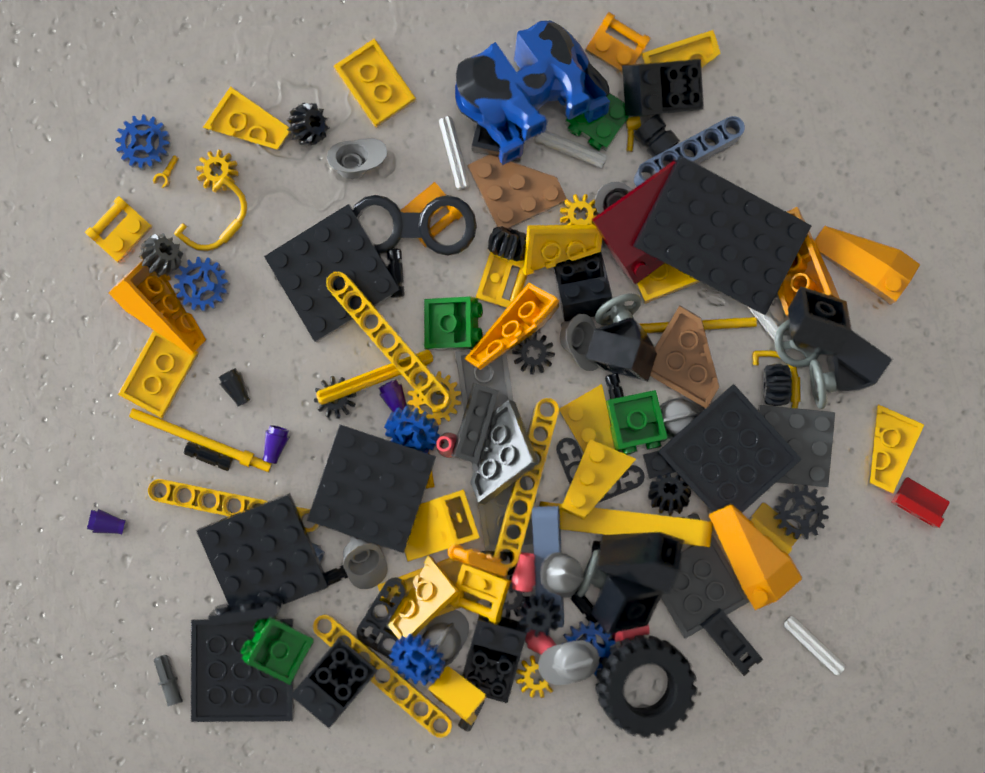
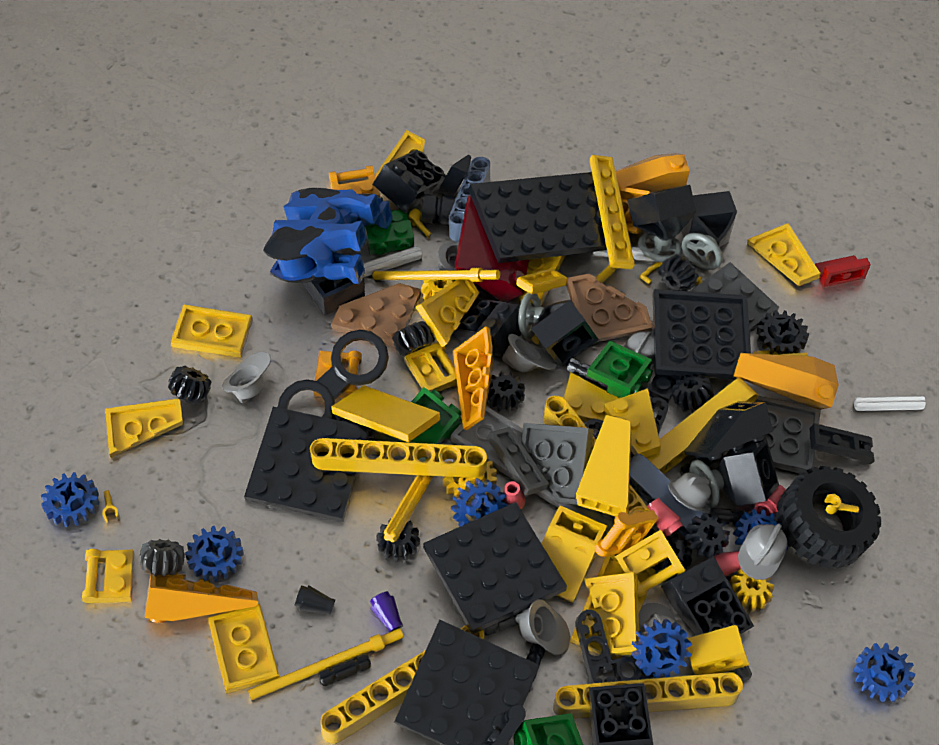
camera: 50 degrees left, 30 degrees down
(226, 166) = (149, 470): yellow gear -> none
(230, 230) = (200, 509): yellow piece -> none
(393, 395) = (439, 502): dark purple cone -> none
(419, 292) = (386, 413): none -> yellow tile
(454, 153) = (312, 324): white axle -> none
(518, 503) = (607, 473): none -> yellow slope
(598, 241) = (473, 275): none -> yellow bar
(651, 693) = (837, 505): none -> yellow hand
(655, 291) = (541, 281): none -> yellow plate
(700, 122) = (455, 176): none -> black slope
(782, 280) = (611, 212): none -> yellow tile

